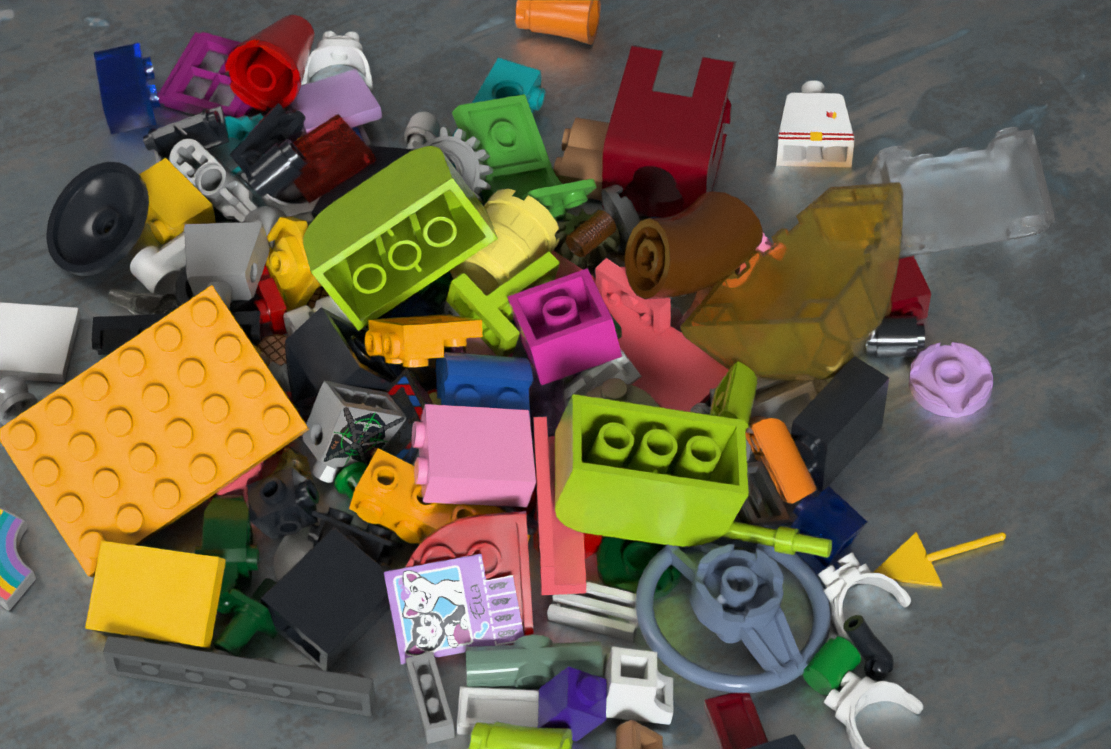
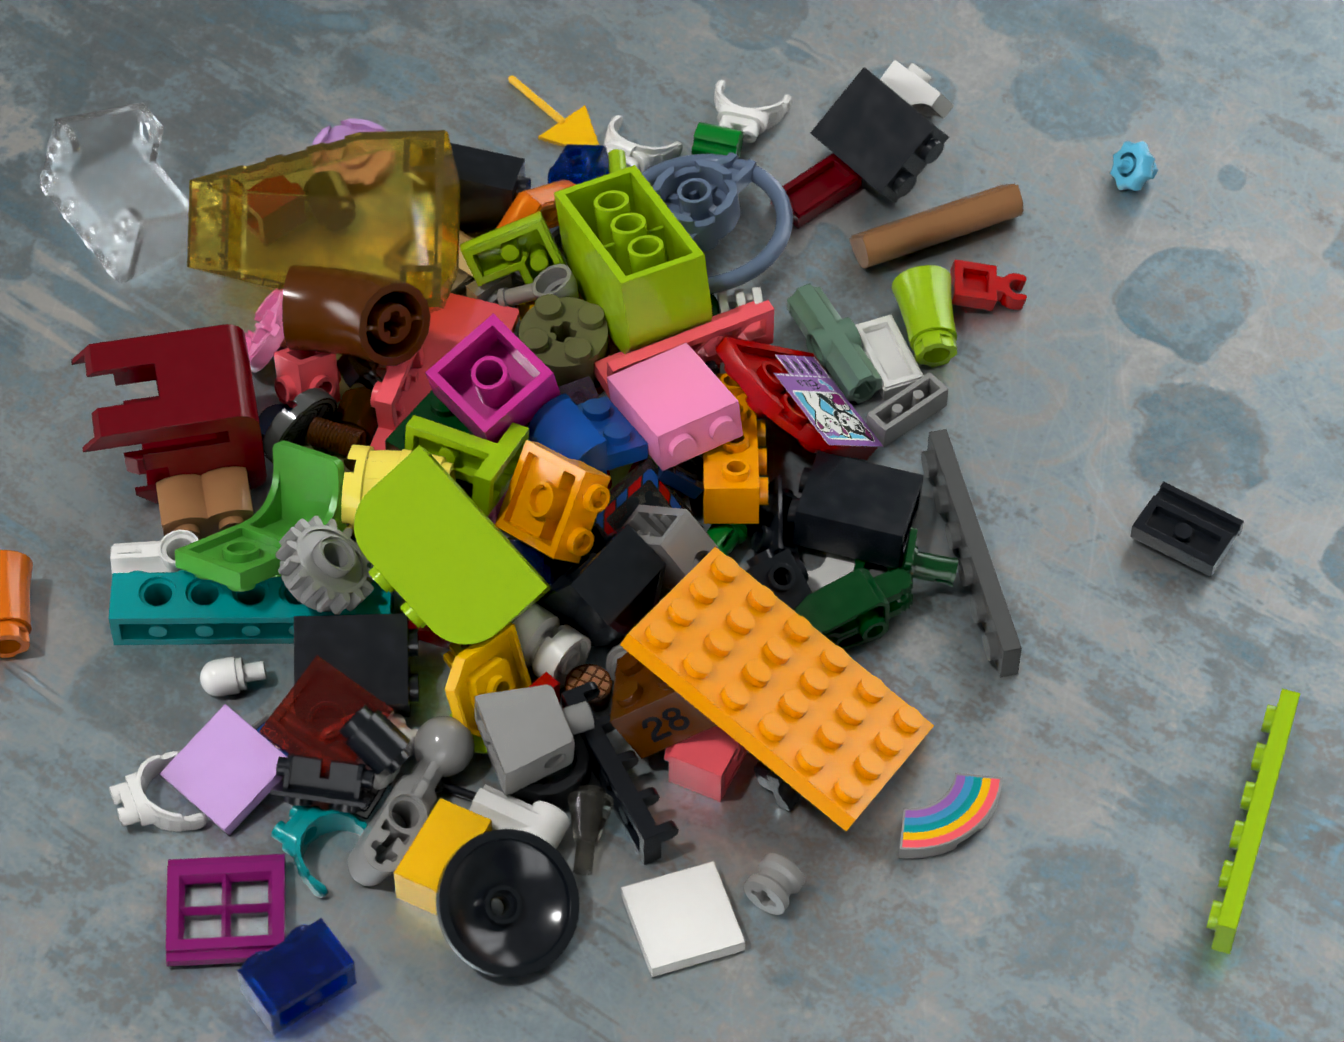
camera: 115 degrees left, 0 degrees up
(155, 594) = (937, 636): yellow tile -> none
(206, 128) = (336, 885): black hinge -> none
(271, 63) = (199, 825): red cone -> none
(555, 111) = (150, 555): none -> white piece
(573, 702) = (865, 290): dark purple brick -> none
(636, 687) = (818, 258): white brick -> none
(815, 129) = (71, 325): white torso -> none
(876, 656) = (682, 125): black arm -> none

